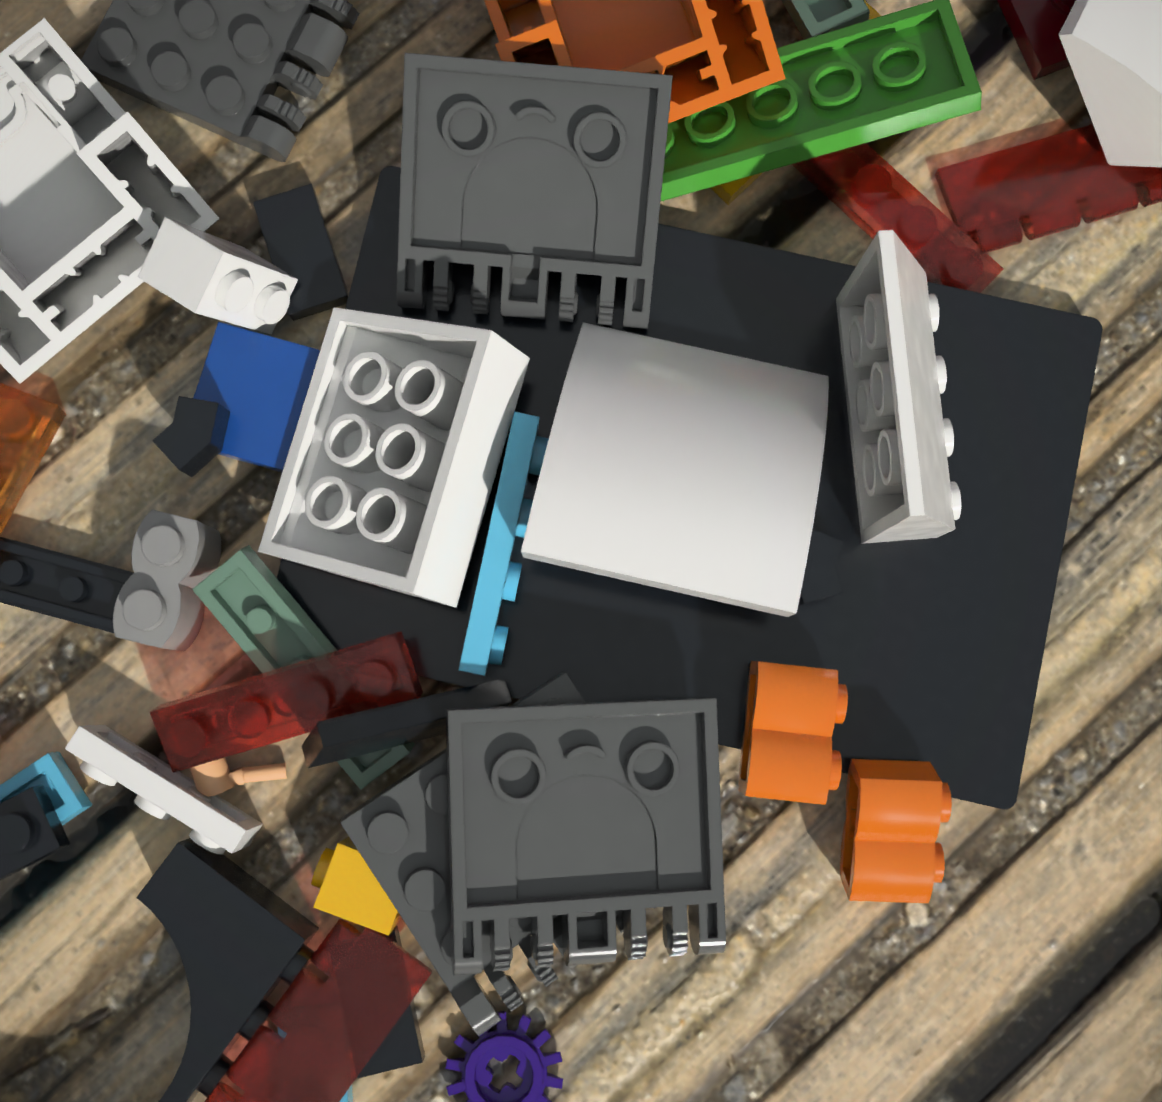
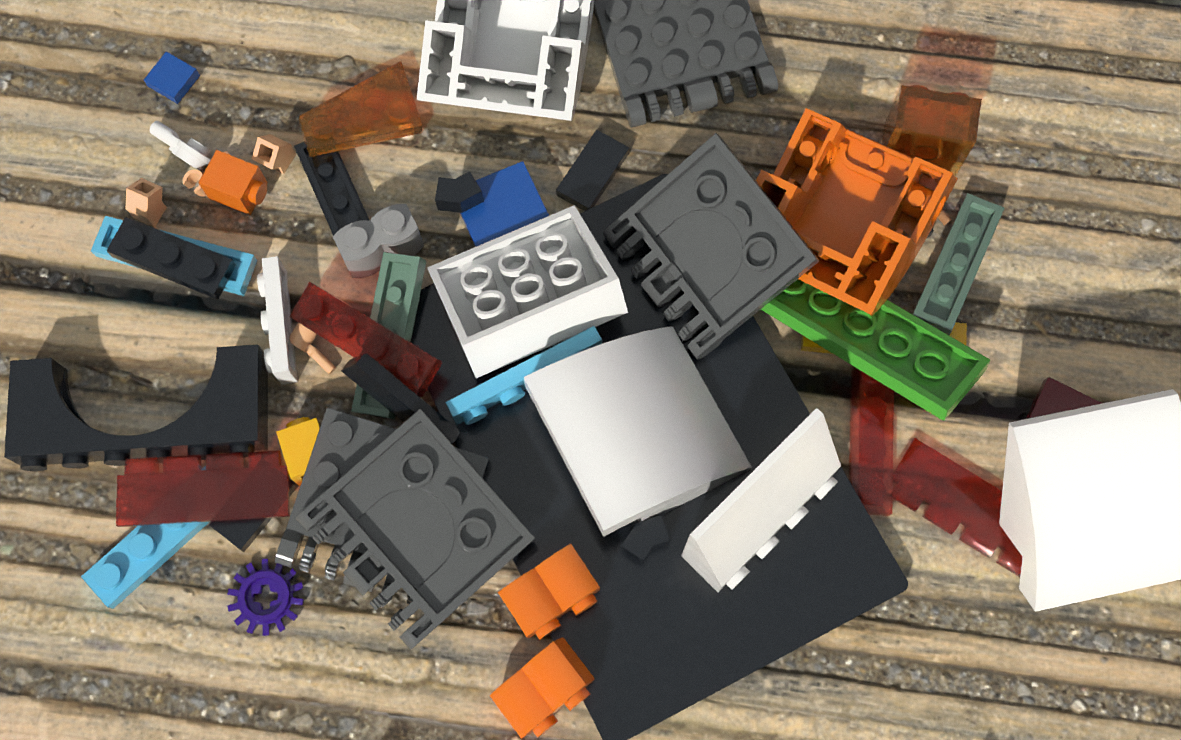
camera: 50 degrees right, 10 degrees down
(217, 277) = (542, 143): white brick -> none

